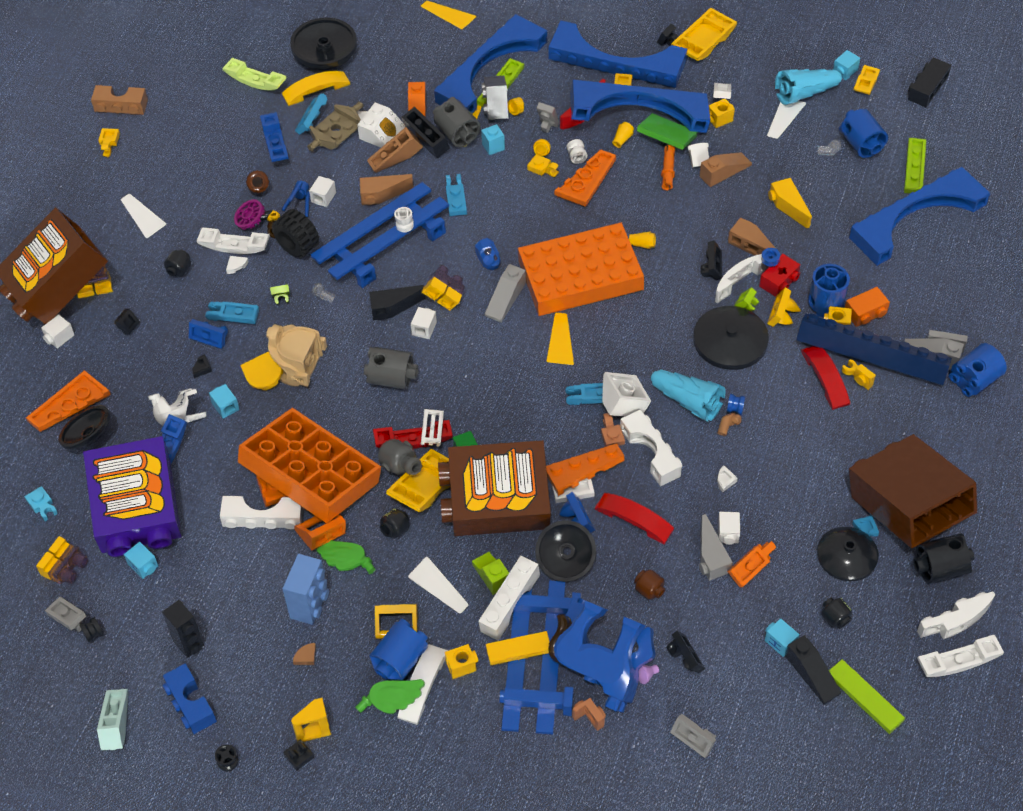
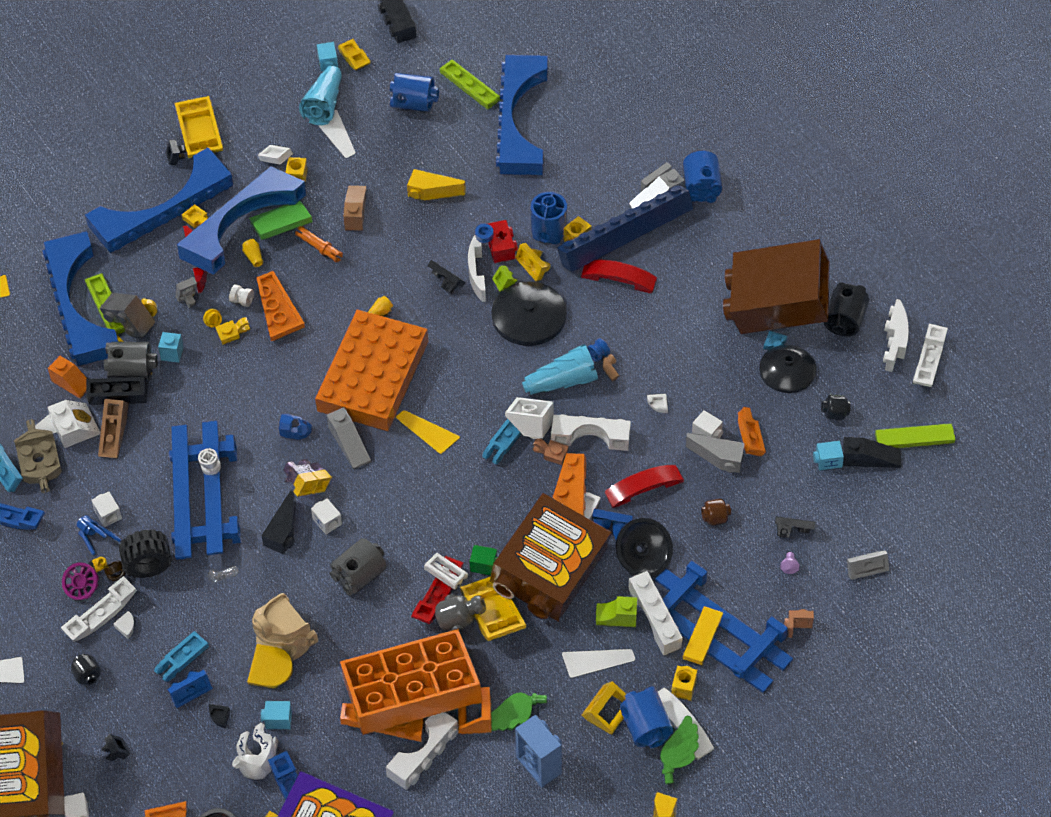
camera: 55 degrees left, 0 degrees up
(257, 181) = (48, 553): reddish brown head -> none
(280, 291) = (192, 606): lime tile -> none
(305, 655) = (589, 793): medium nougat tile -> none
(382, 188) = (144, 466): medium nougat slope -> none
(394, 523) = (515, 655): black head -> none
(455, 197) = (203, 412): dark azure hinge -> none
(612, 668) = (766, 585): blue piece -> none
(698, 153) = (326, 214): white tile -> none
(748, 237) = (447, 236): medium nougat slope -> none
(831, 149) = (403, 125): clear arm -> none
(862, 375) = (641, 252): yellow plate -> none
(867, 306) = (581, 204): orange brick -> none

